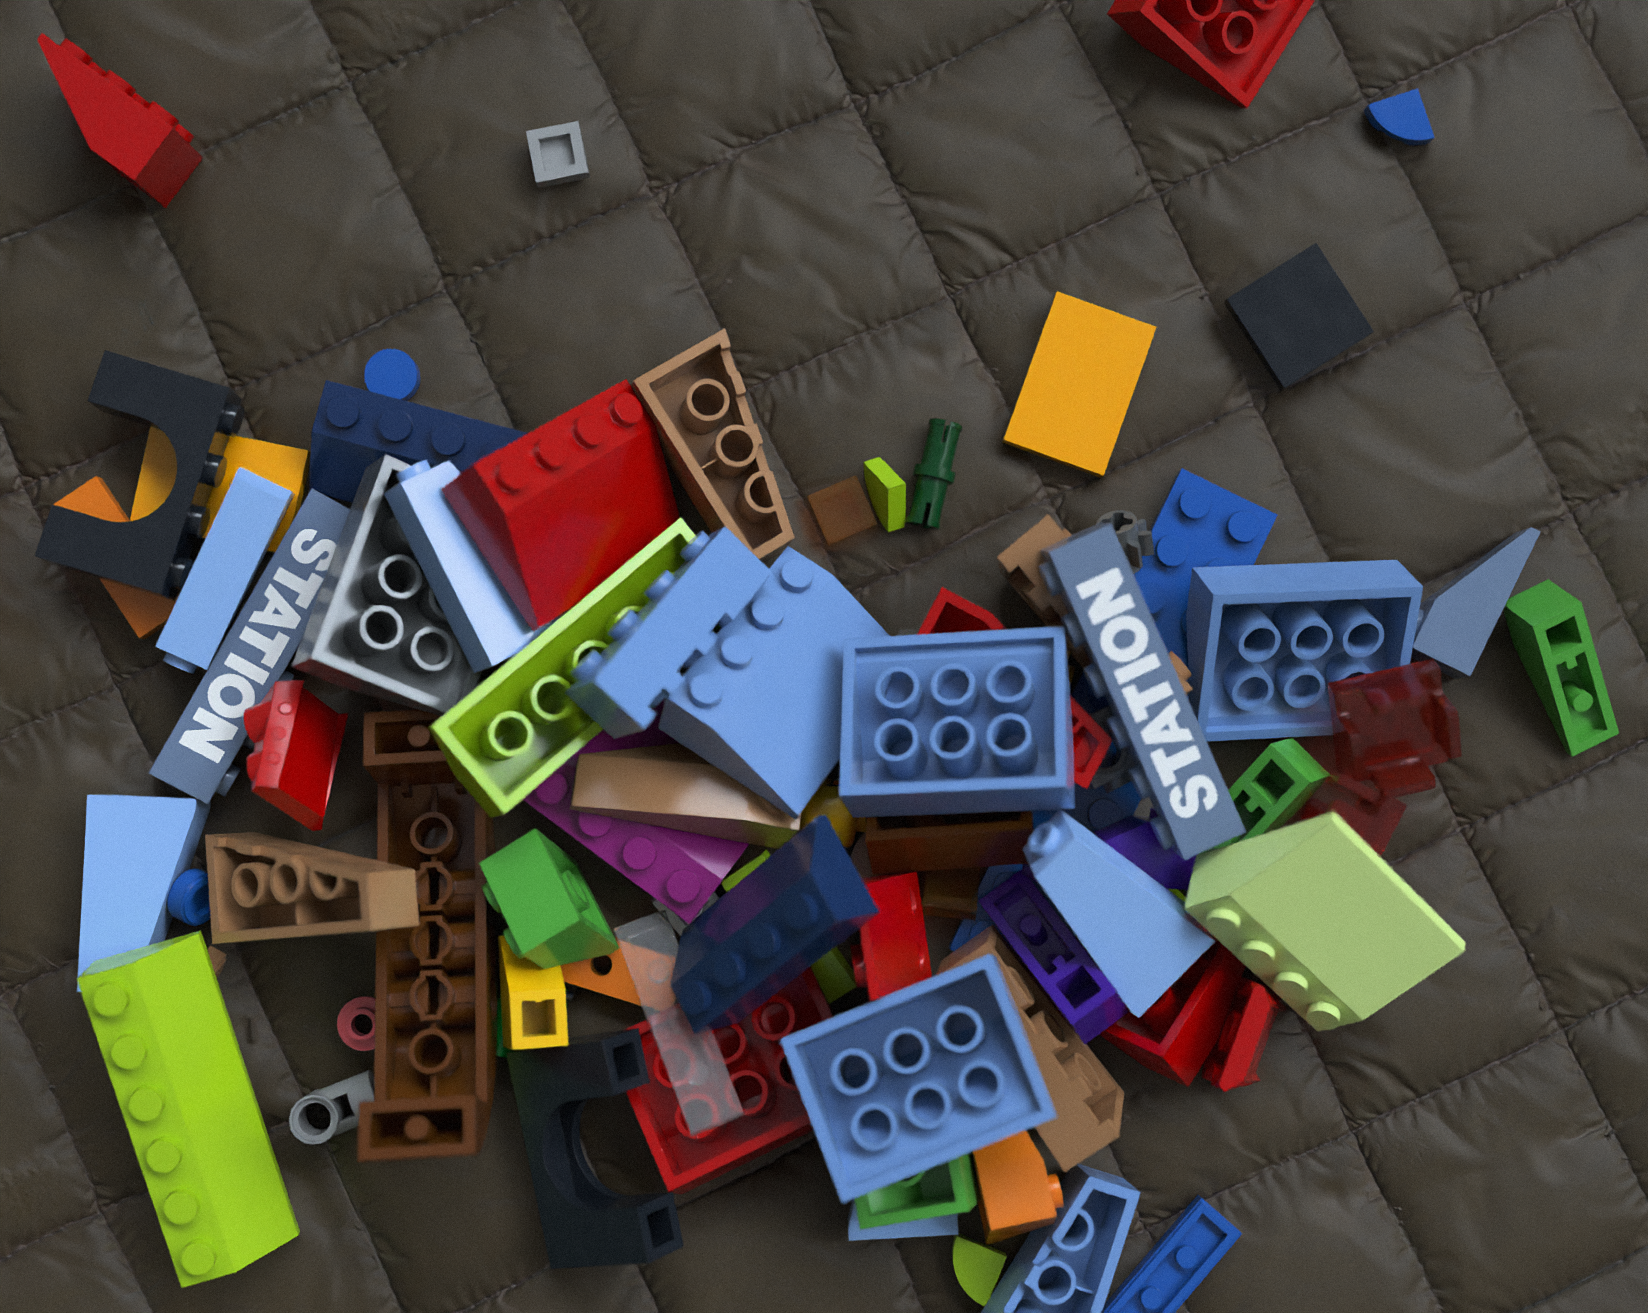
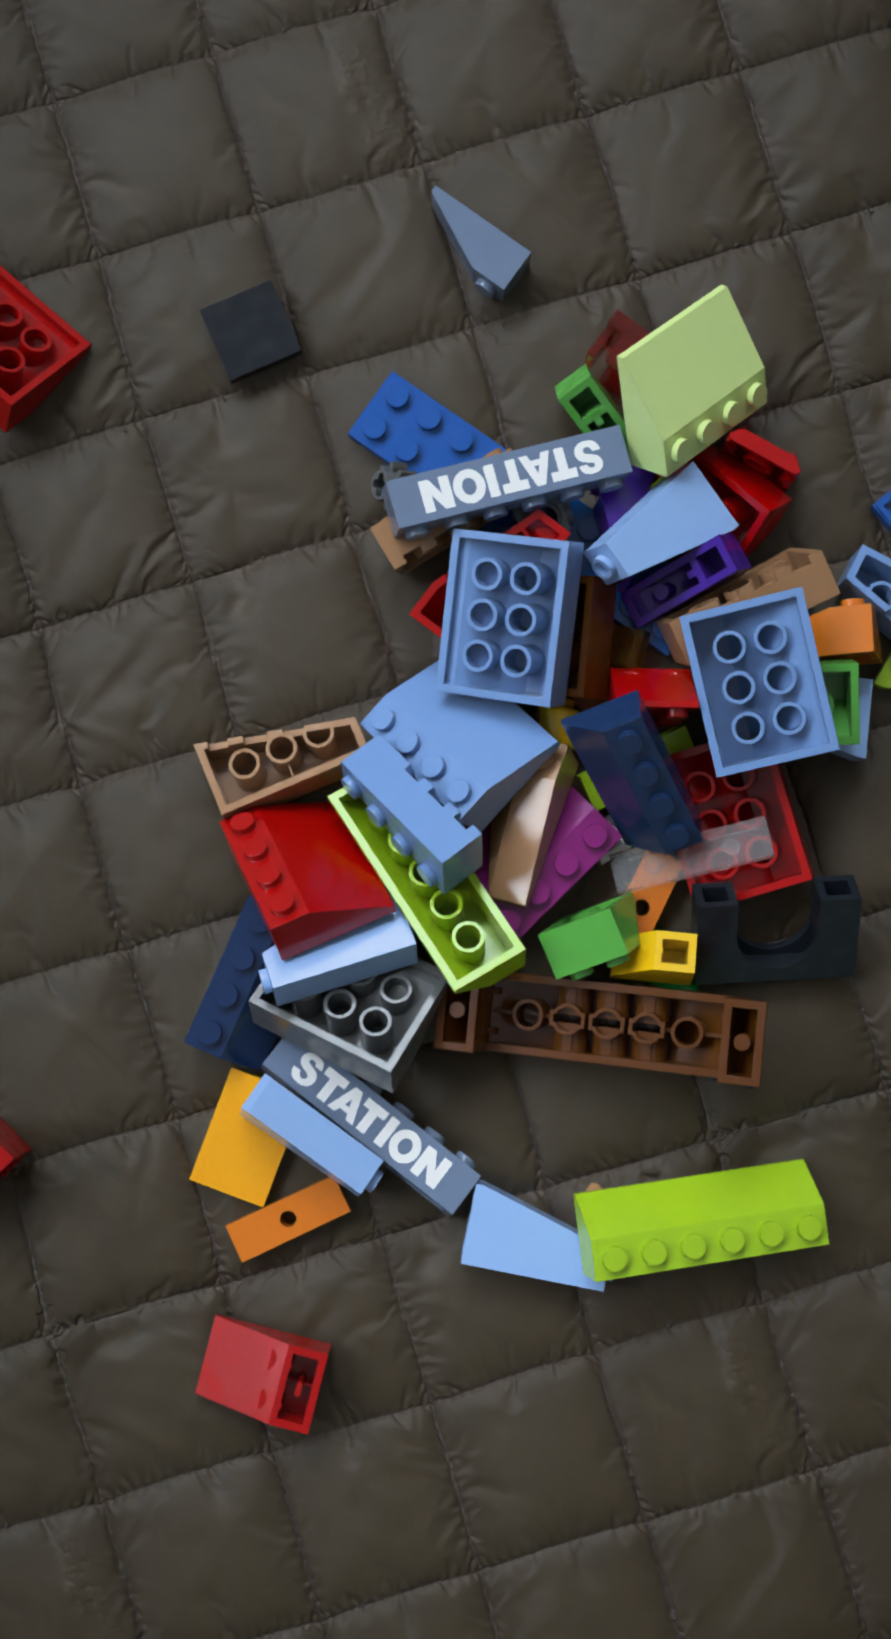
camera: 75 degrees left, 0 degrees up
(156, 549) = (288, 1188): black arch -> none
(190, 898) = (547, 1197): blue tile -> none
(294, 751) = (452, 1104): red slope -> none
(295, 889) = (555, 1117): medium nougat wedge -> none
(346, 1023) = (666, 1097): coral plate -> none
(358, 1089) = (713, 1094): light grey piece -> none
(392, 374) = (185, 997): blue tile -> none
(558, 154) = (41, 849): light grey plate -> none
(842, 510) = (338, 683): clear orange tile -> none
(886, 493) = (331, 649): lime tile -> none
(934, 474) = (322, 612): dark green pin -> none
(1079, 384) = (274, 497): light orange tile -> none
(1280, 632) = (491, 368): medium blue slope -> none
(1394, 727) = (558, 312): clear red panel -> none
(1401, 118) = (117, 234): blue tile -> none
(1562, 664) = (532, 186): bright green slope -> none

